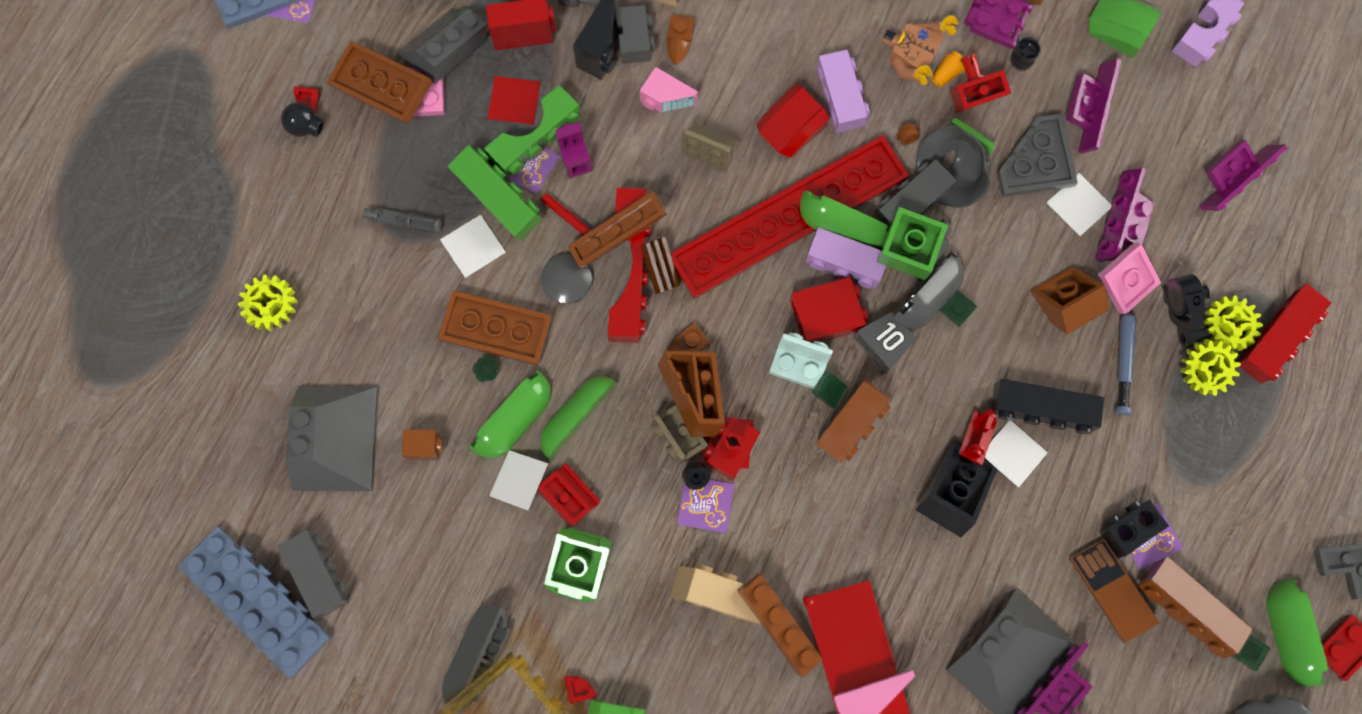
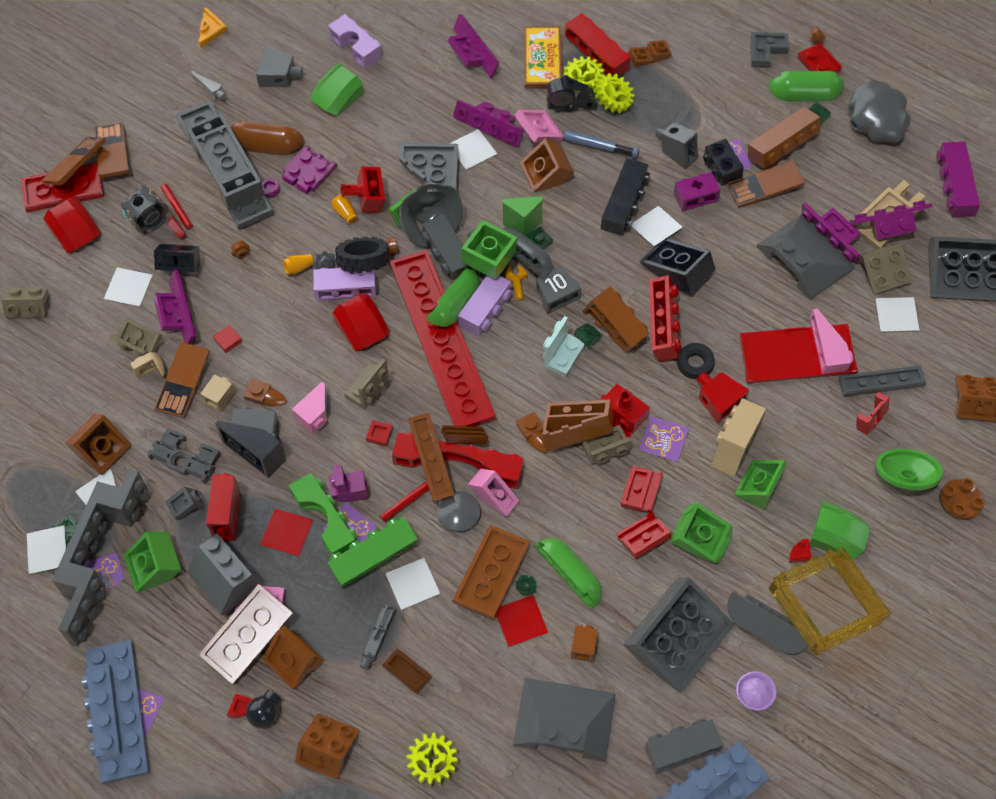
camera: 75 degrees left, 15 degrees down
(274, 192) = (325, 745): none -> dark orange bracket
(364, 136) = (291, 657): none -> dark orange bracket
(367, 259) = (407, 671): none -> reddish brown tile
(390, 651) = (756, 691): none -> lavender hat
(445, 372) = (521, 620): none -> red sticker
(448, 552) = (679, 633): none -> dark grey slope
(518, 480) = (625, 570): white sticker -> none
(574, 414) = (577, 521): bright green brick -> none
(594, 312) = (493, 491): none -> bright pink slope
(626, 484) = (641, 489): none -> red plate
(651, 172) = (379, 433): none -> red tile
(662, 628) = (760, 482): none -> bright green slope
(695, 475) = (641, 438): black tile -> none
(776, 563) = (720, 394): none -> red torso
(780, 625) = (767, 395): dark orange plate -> none
(828, 311) = (525, 324): red brick -> none
(835, 522) = (695, 349): none -> black tyre
(858, 33) = (297, 263): none -> light orange cone
(866, 62) = (324, 260): none -> dark grey plant
(867, 109) = (349, 259): none -> black tyre
(868, 479) = (664, 319): none -> red brick
(891, 291) = (516, 280): none -> light orange bar
(917, 47) = (322, 225): nougat torso -> none
(978, 435) = (644, 244): red hinge -> none
(983, 281) = (523, 213): none -> bright green slope
(1025, 53) = (345, 156): black wheel -> none
(1065, 491) = (696, 191): none -> magenta brick
(1091, 104) = (398, 122): magenta bracket -> none
(1146, 464) = (679, 144): none -> dark grey torso
(1250, 266) = (541, 55): none -> tile
(1295, 409) = (651, 54): none -> dark orange slope

